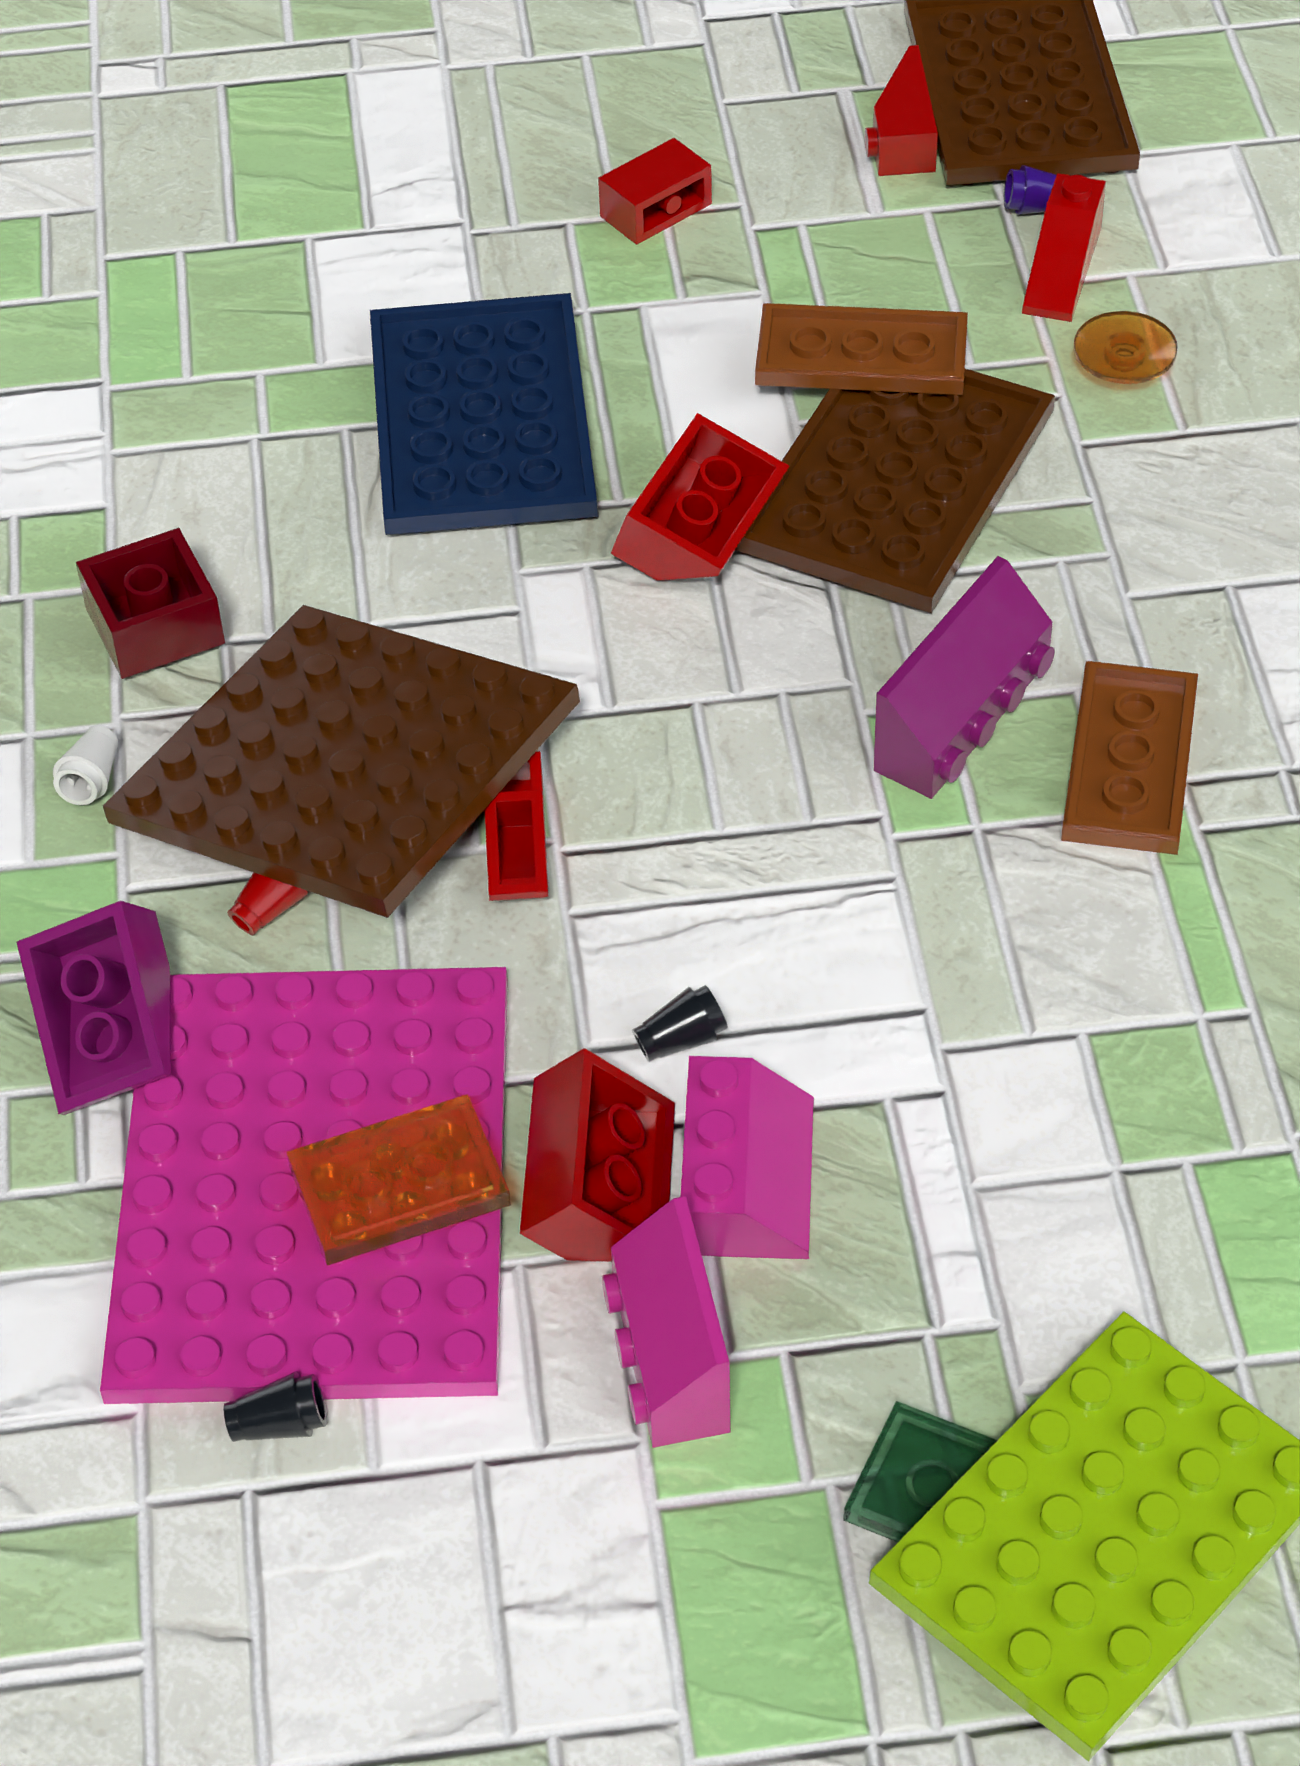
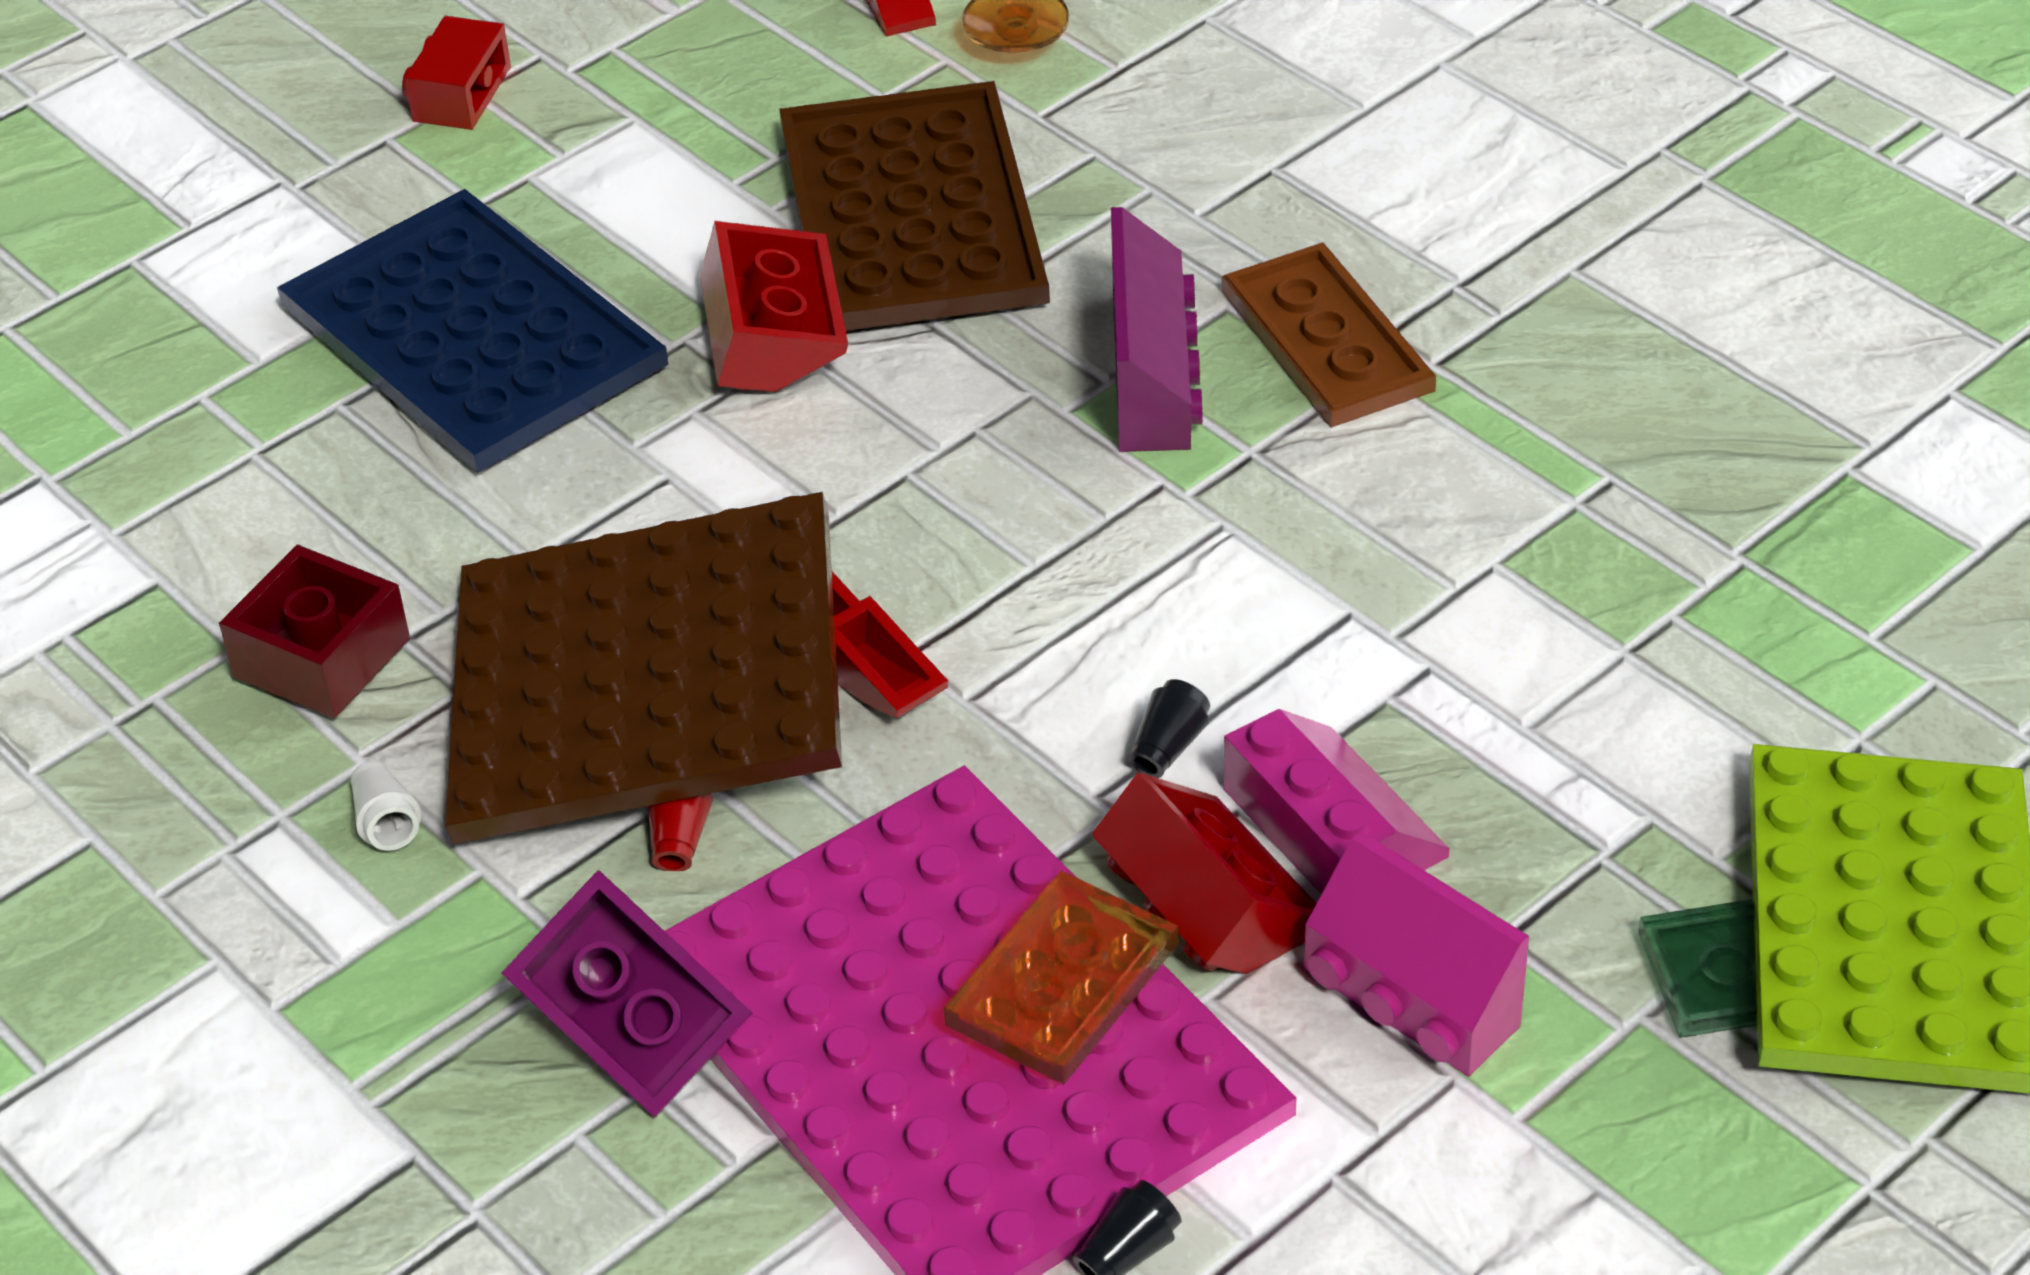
camera: 35 degrees left, 5 degrees down
(862, 348) = (790, 115): dark orange tile -> none

